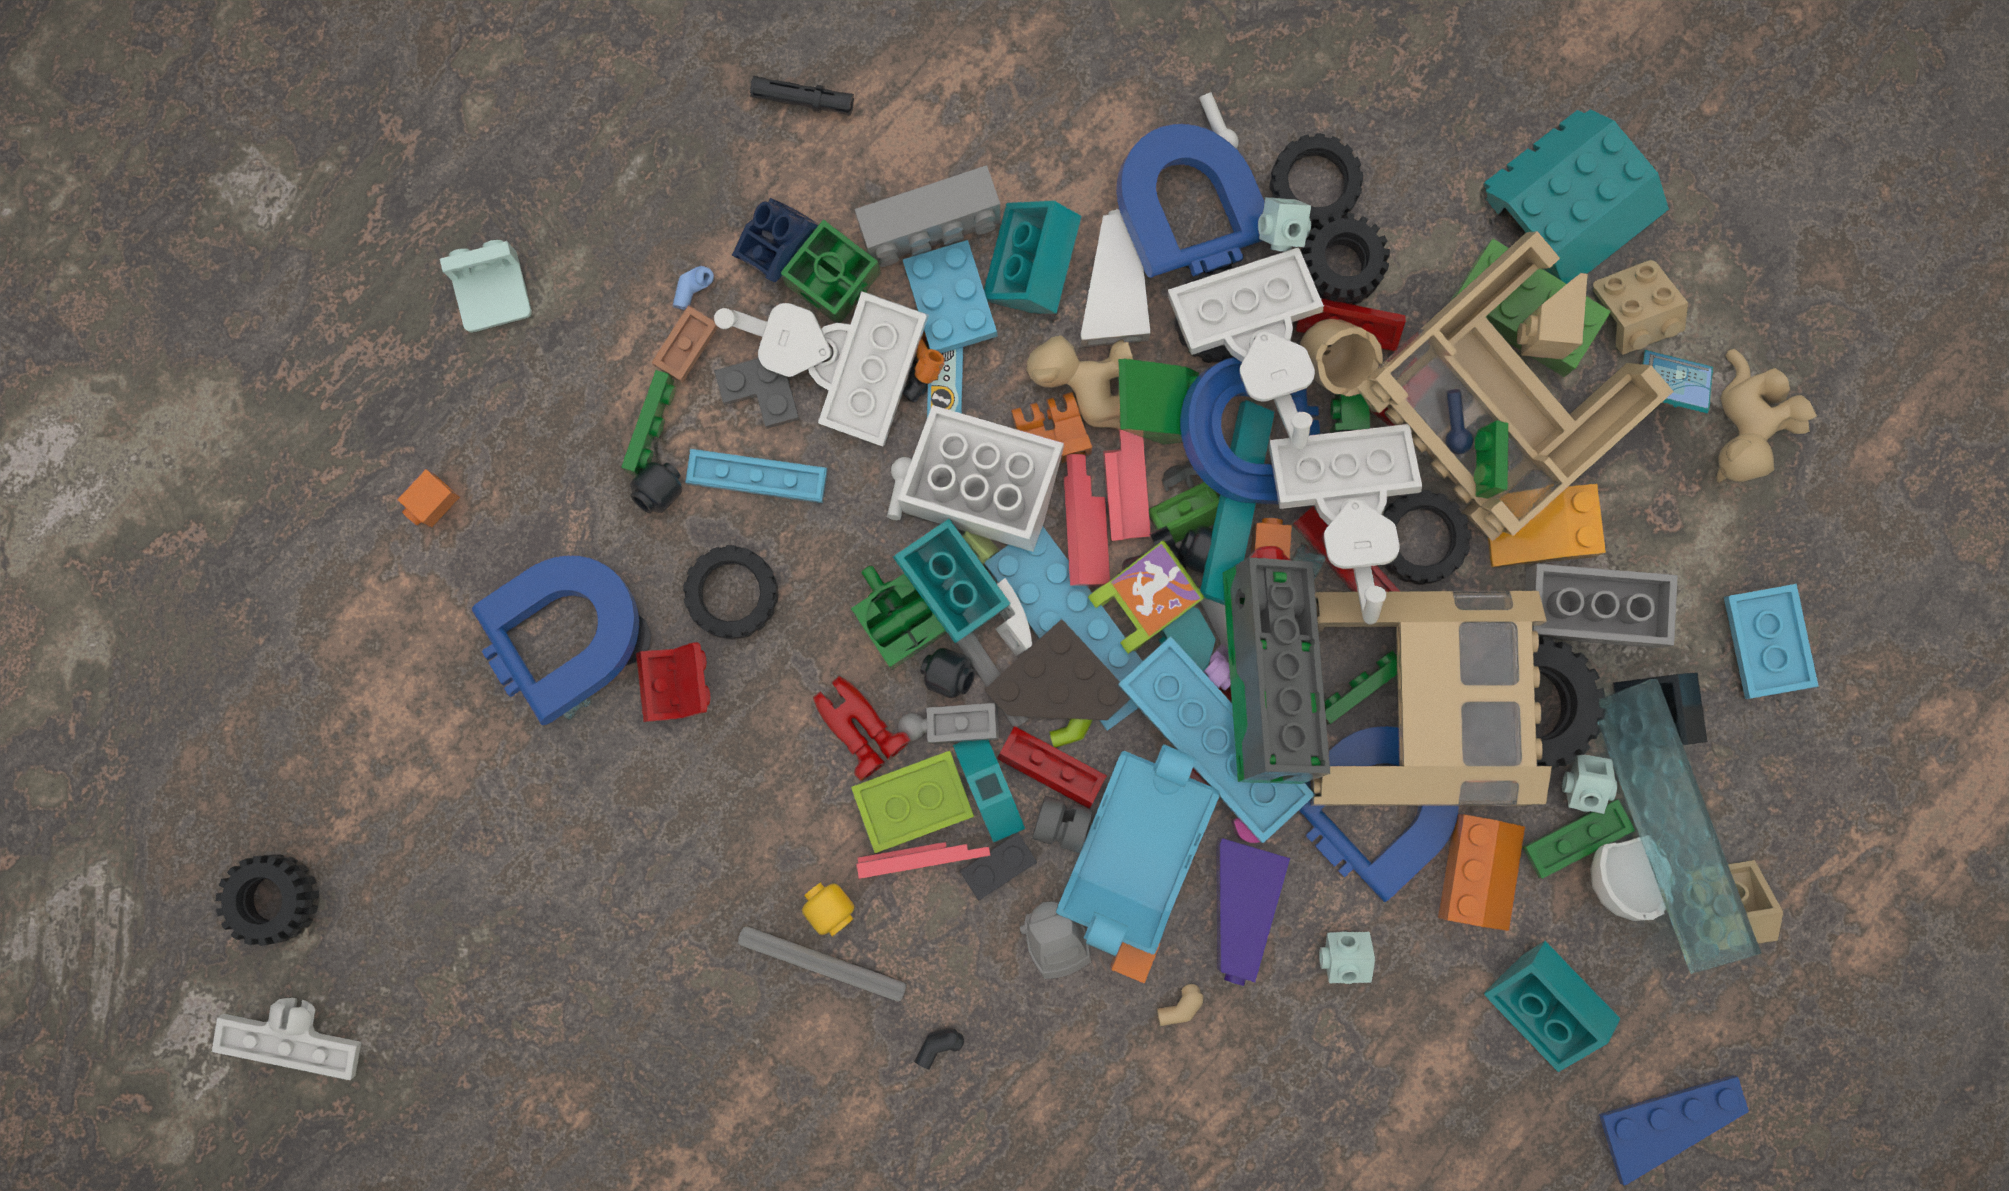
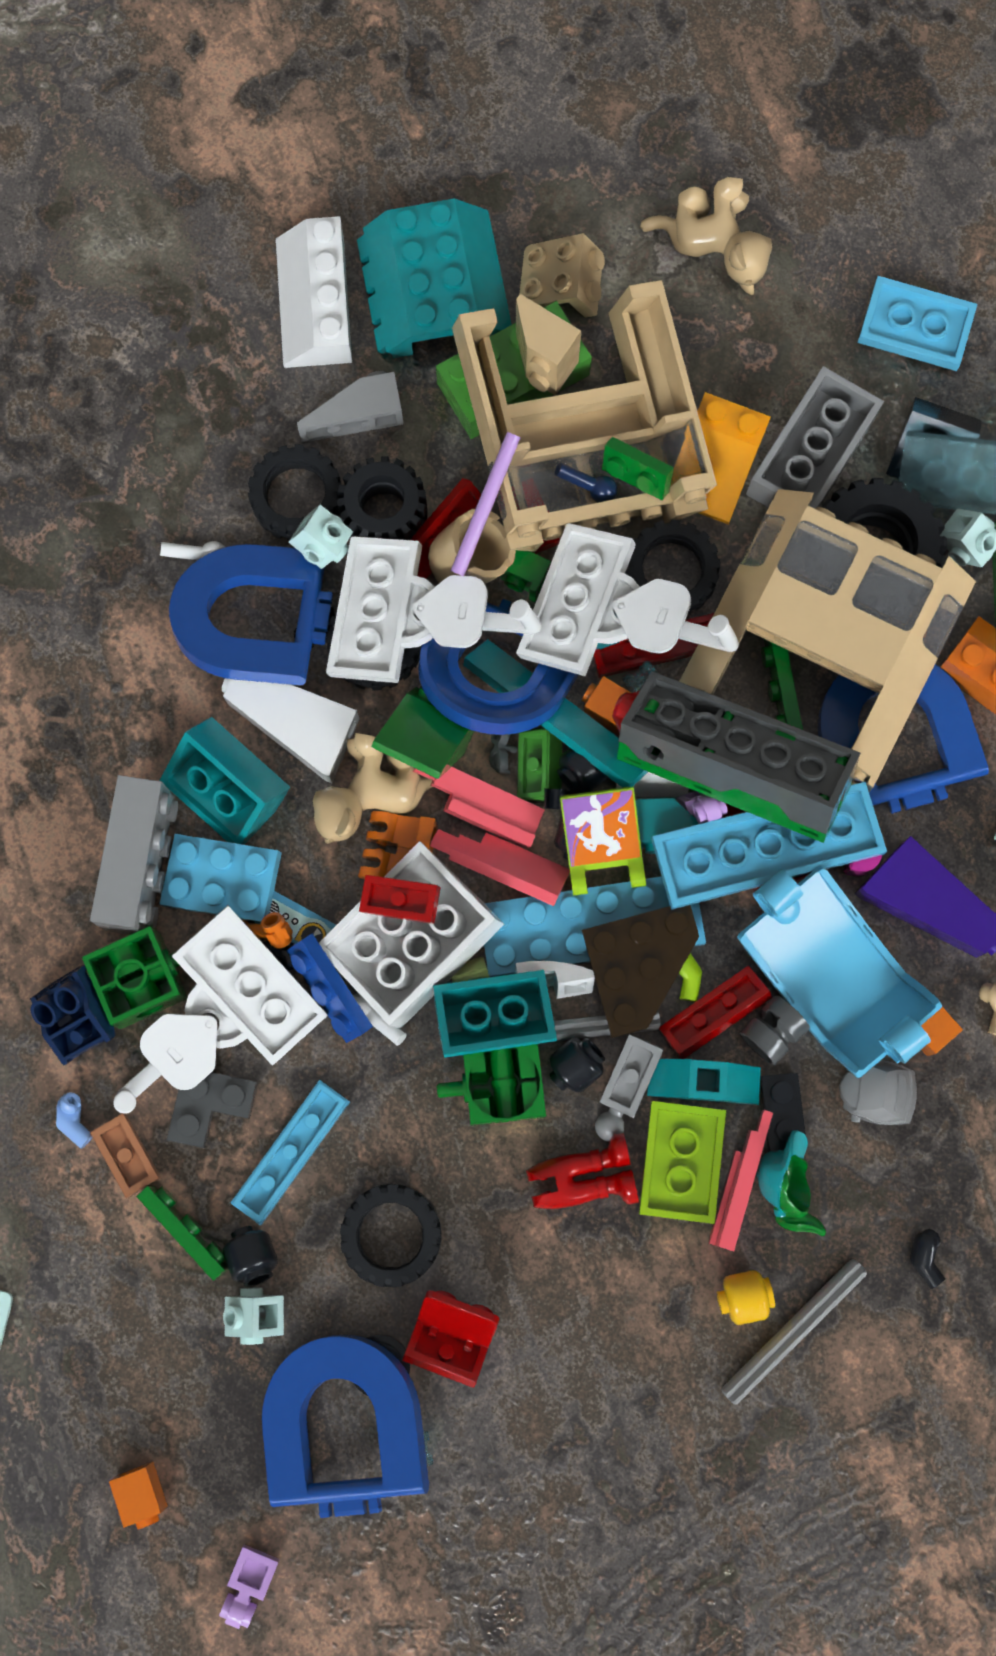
camera: 60 degrees left, 5 degrees down
(410, 622) = (251, 1578): none -> lavender plate
(610, 514) = (253, 1315): none -> light aqua brick
(903, 435) = (329, 988): none -> blue plate
(936, 898) = (786, 1188): none -> hair
(1004, 452) = (399, 899): none -> red plate
(1381, 343) = (485, 503): none -> lavender bar
(1423, 195) = (360, 407): none -> light grey slope
(1505, 100) = (313, 294): none -> white slope
(1686, 378) = (649, 267): piece -> none

